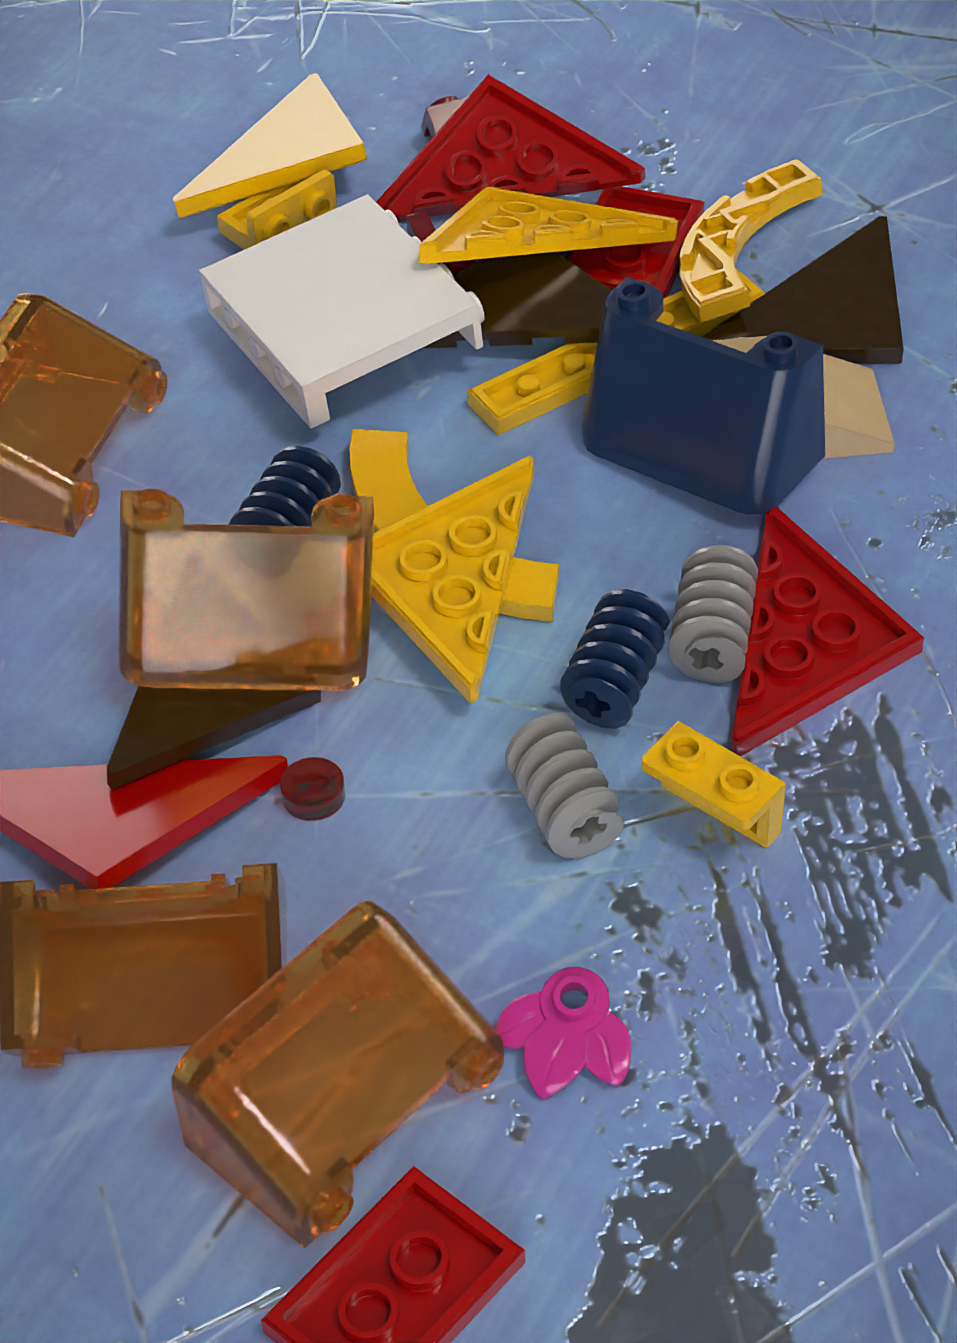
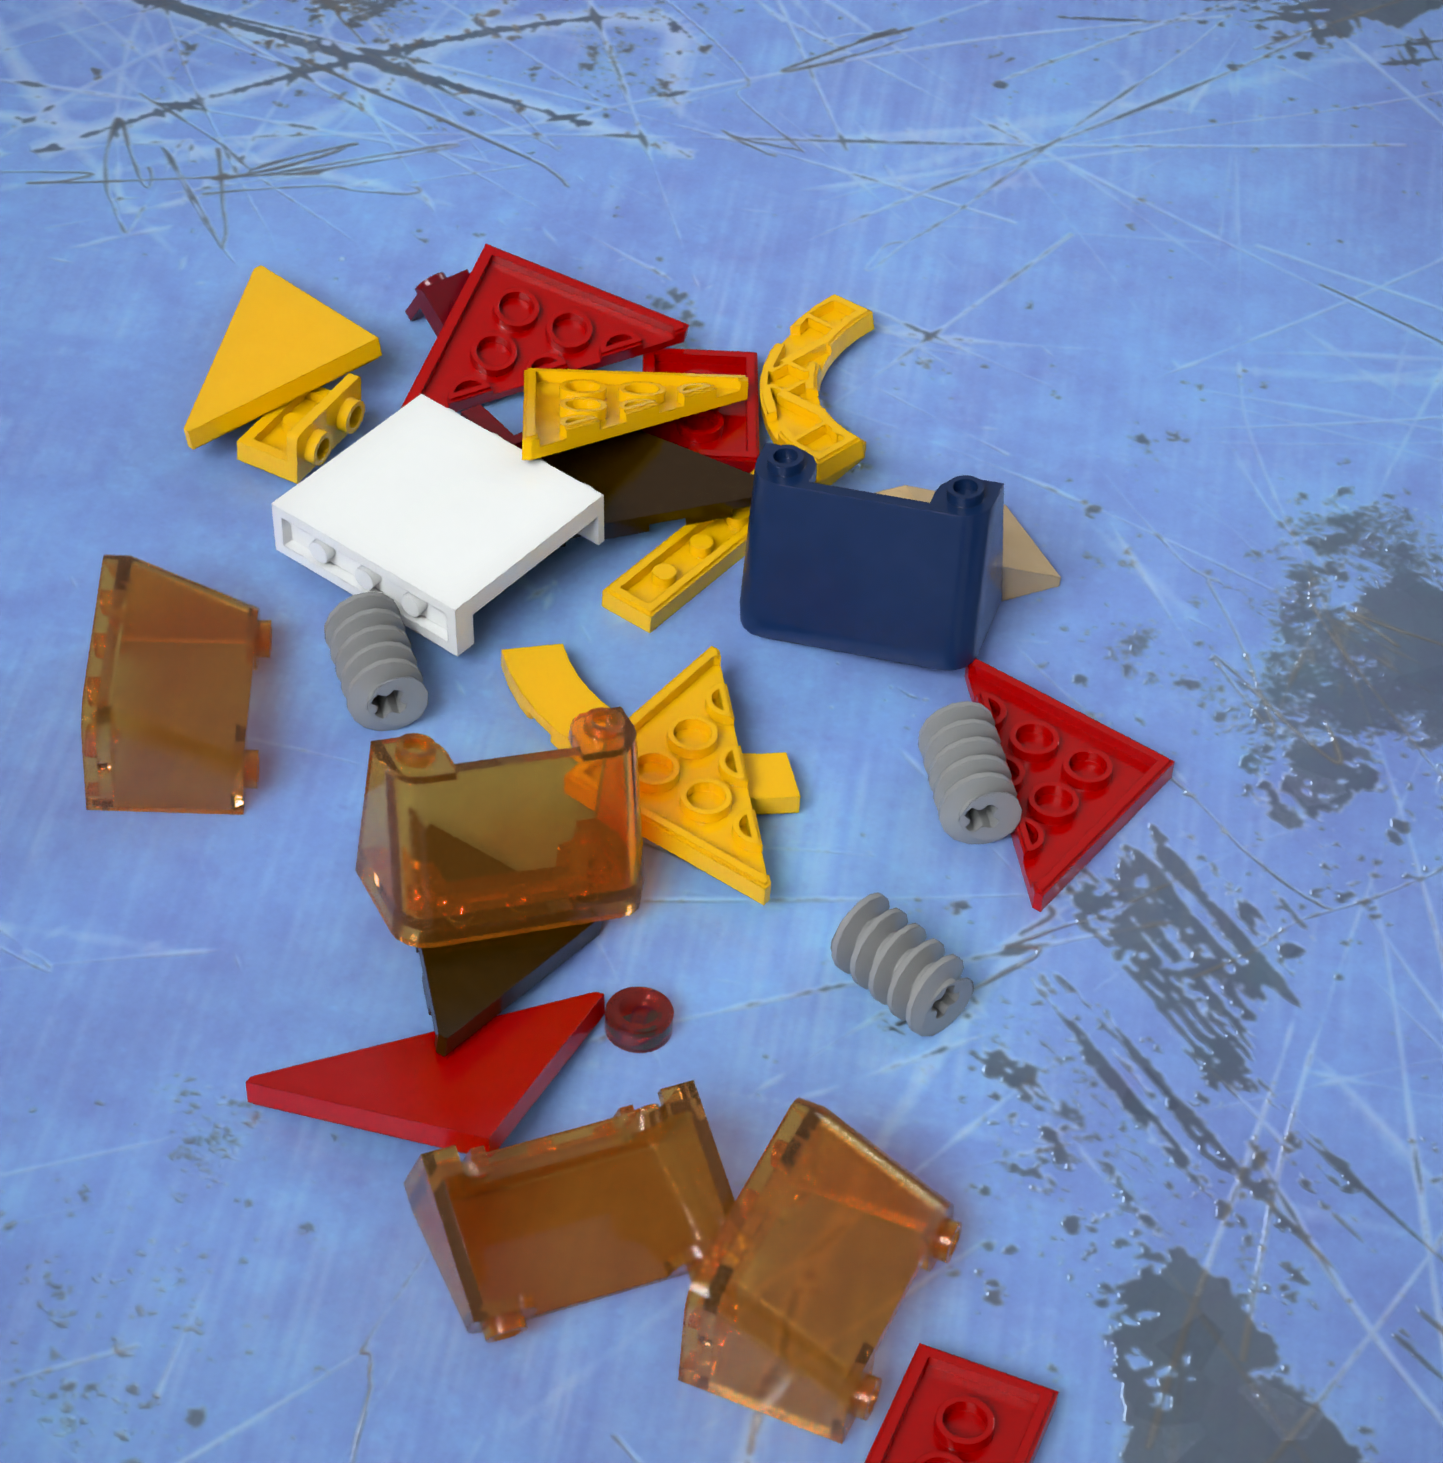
camera: 25 degrees left, 5 degrees down
(233, 421) = (375, 662): none -> light grey piece
(289, 489) = (480, 718): dark blue piece -> none
(563, 1039) = (1007, 1200): dark pink plate -> none
(614, 658) = (892, 833): dark blue piece -> none
(718, 782) = (1050, 933): yellow bracket -> none
(836, 301) = (937, 434): dark brown tile -> none

